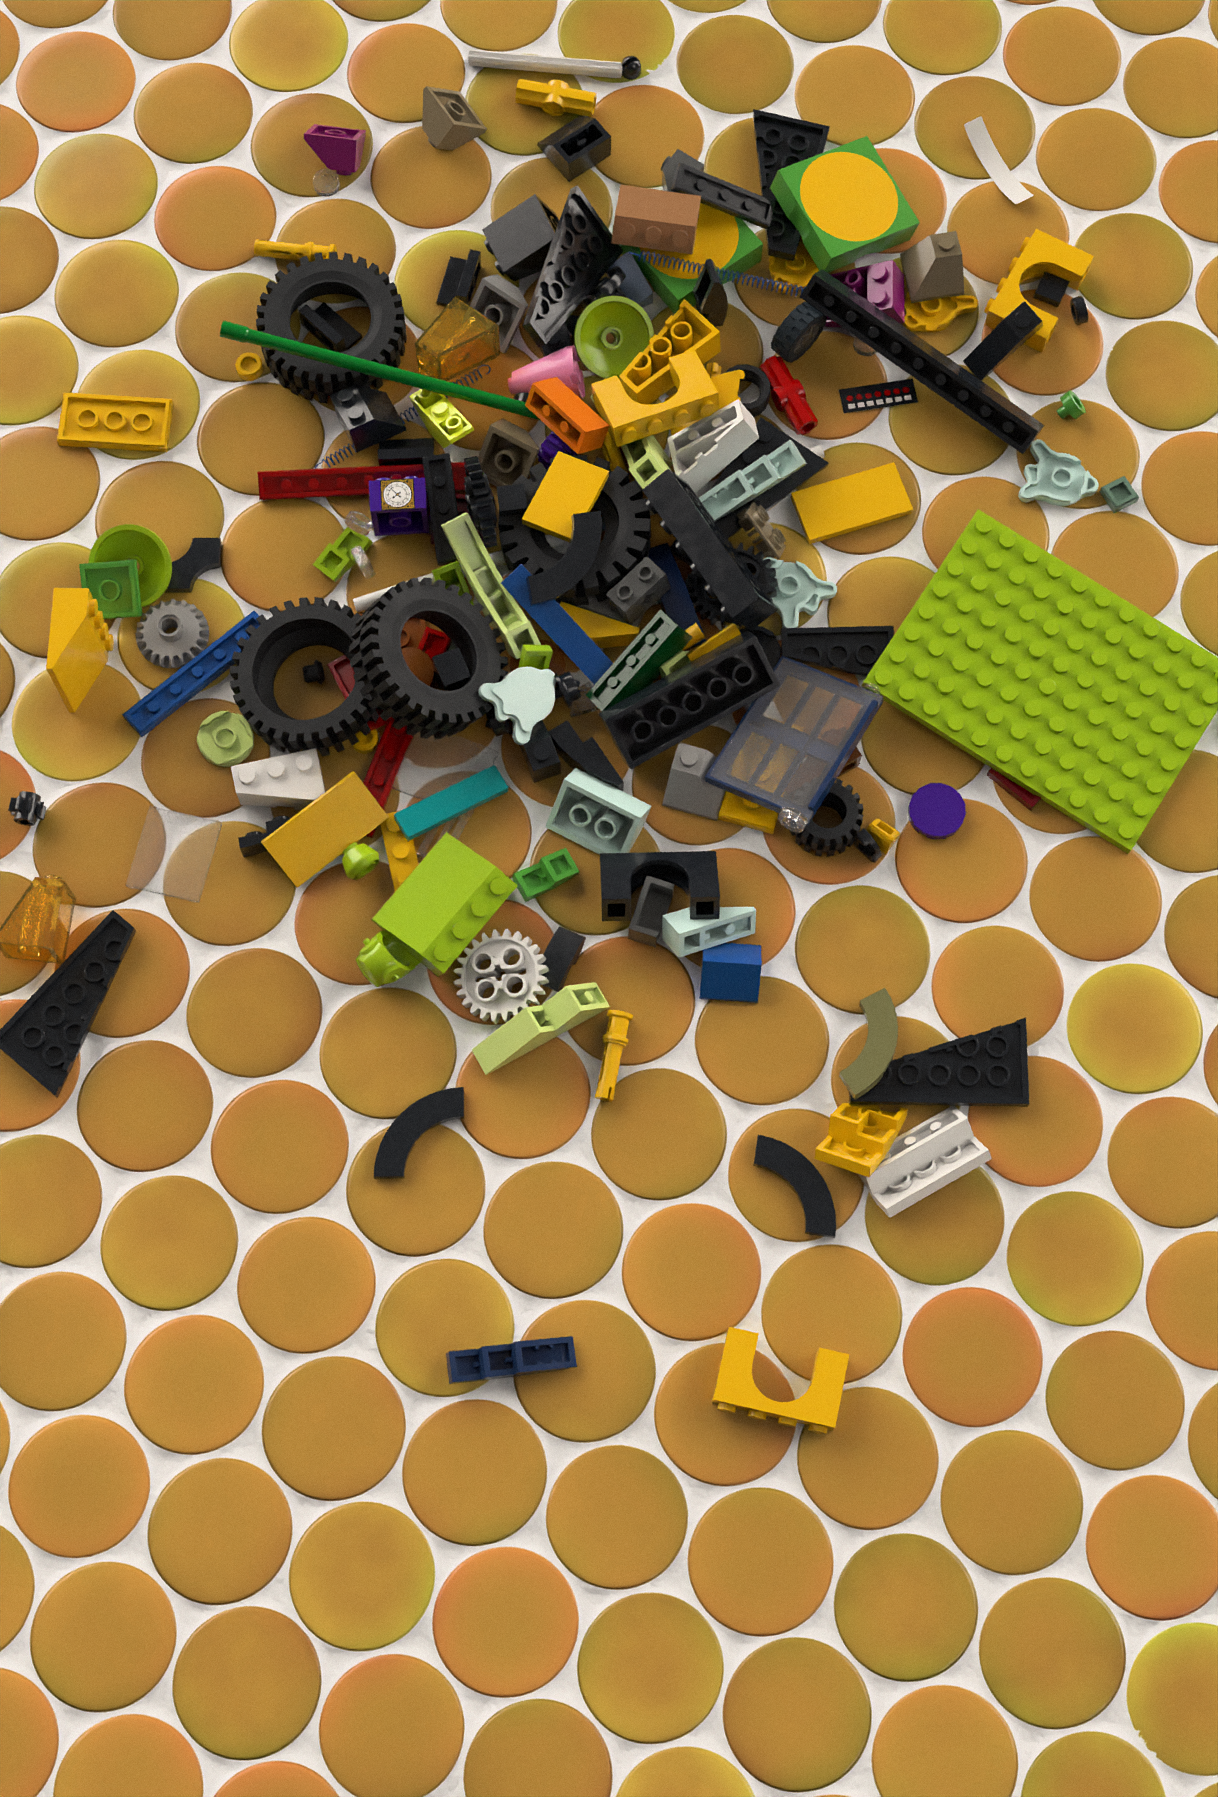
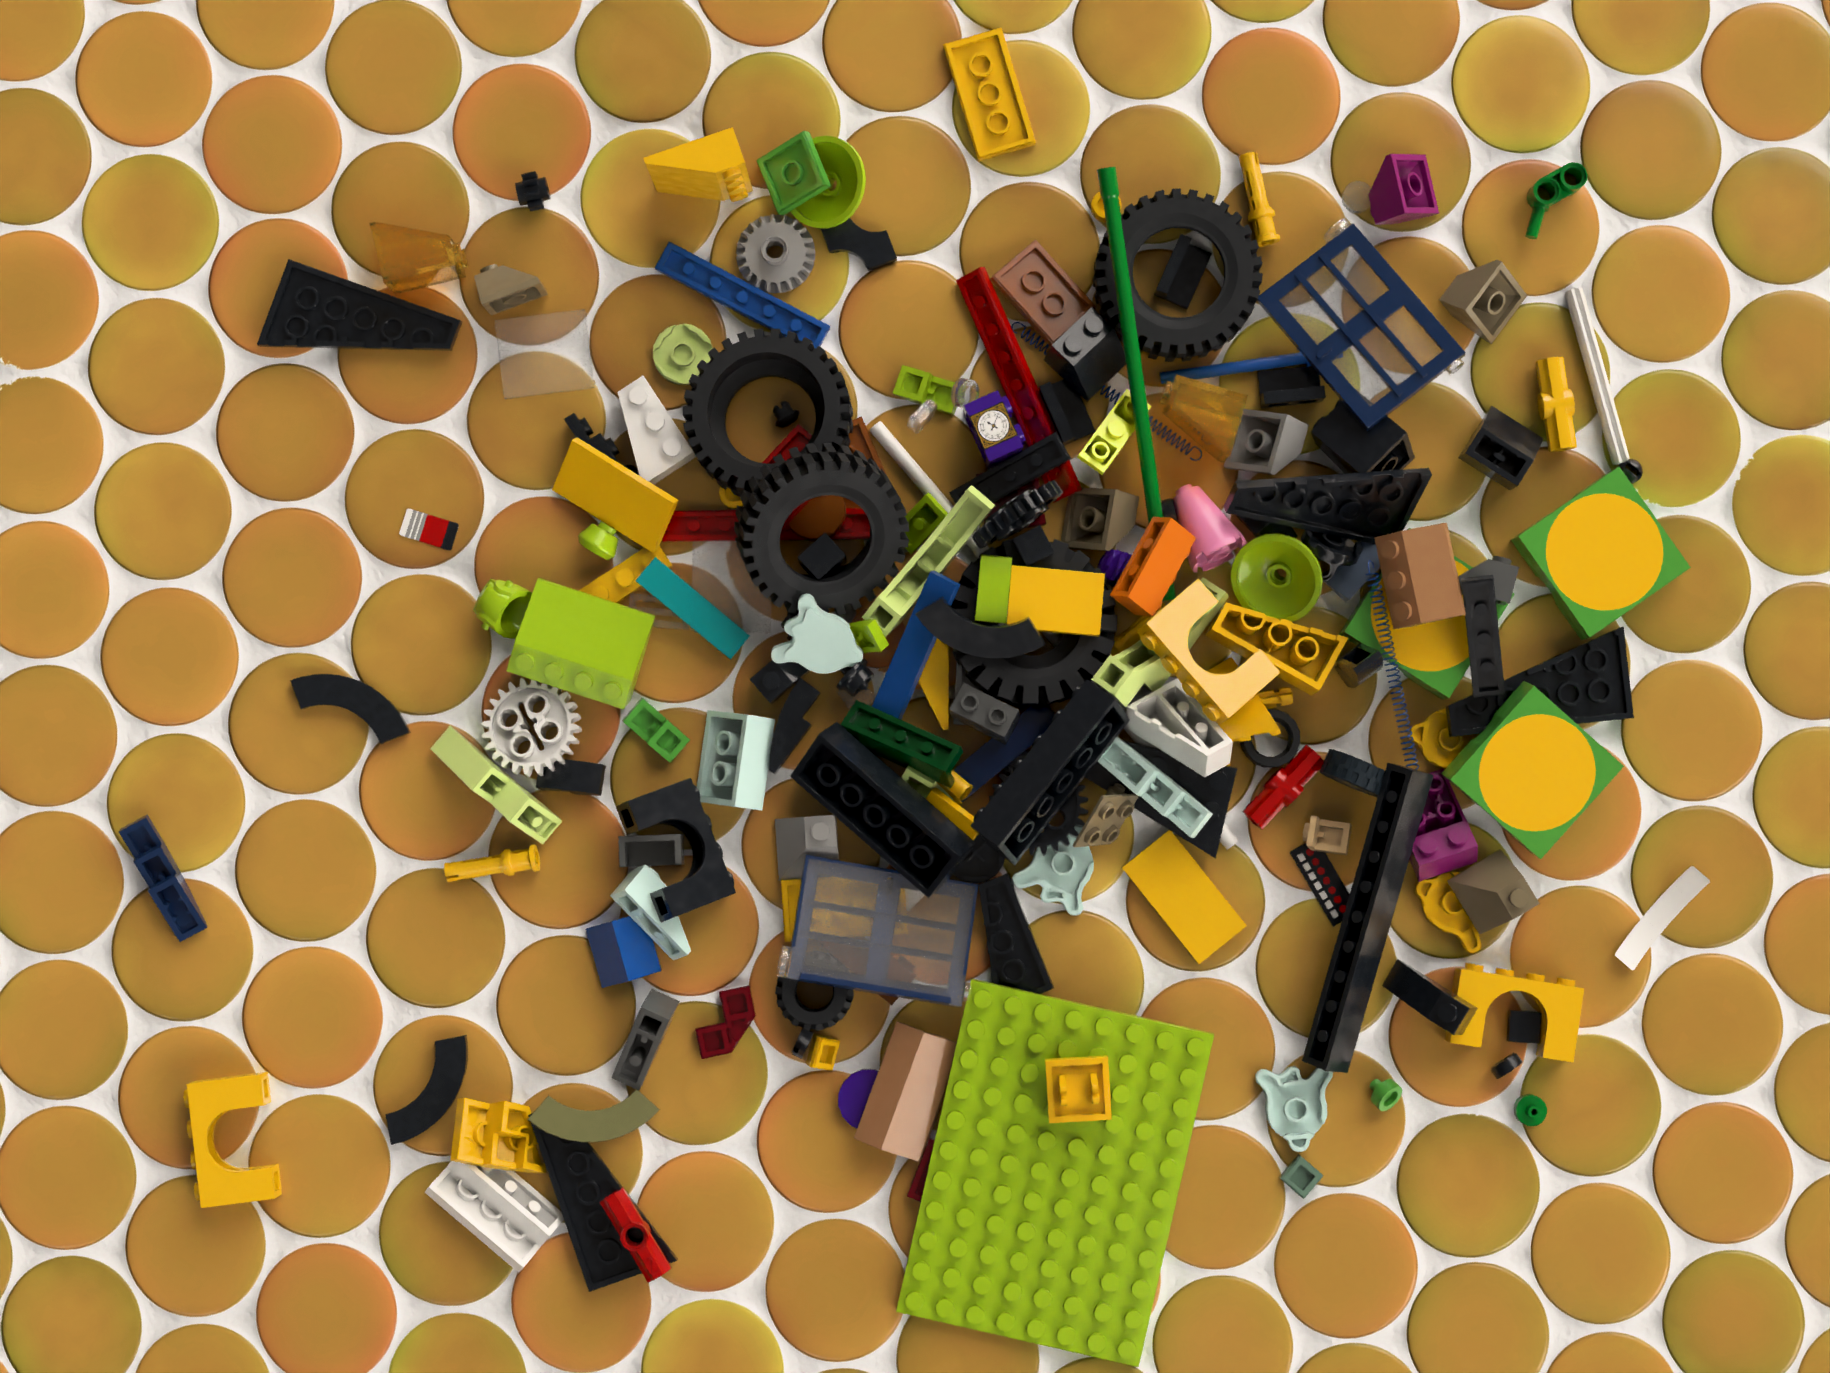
camera: 75 degrees right, 15 degrees up
(102, 857) = (506, 288): none -> dark tan slope
(287, 1008) = (429, 529): none -> sticker
(300, 436) = (1042, 292): none -> dark orange tile
(384, 44) = (1558, 190): none -> green beam
(433, 205) = (1361, 325): none -> door
(440, 260) = (1236, 367): none -> blue bar
(537, 538) = (993, 588): none -> lime slope
(689, 104) = (1600, 553): none -> yellow tile
(818, 976) = (645, 1039): none -> dark grey slope
(823, 893) = (724, 1036): none -> dark red tile
(841, 375) = (1327, 835): none -> tan bracket
(941, 772) = (907, 1092): none -> medium nougat slope
(987, 624) = (1078, 1089): none -> yellow plate
(1009, 1035) = (646, 1252): none -> red piece
(1121, 307) = (1524, 1106): none -> green tile

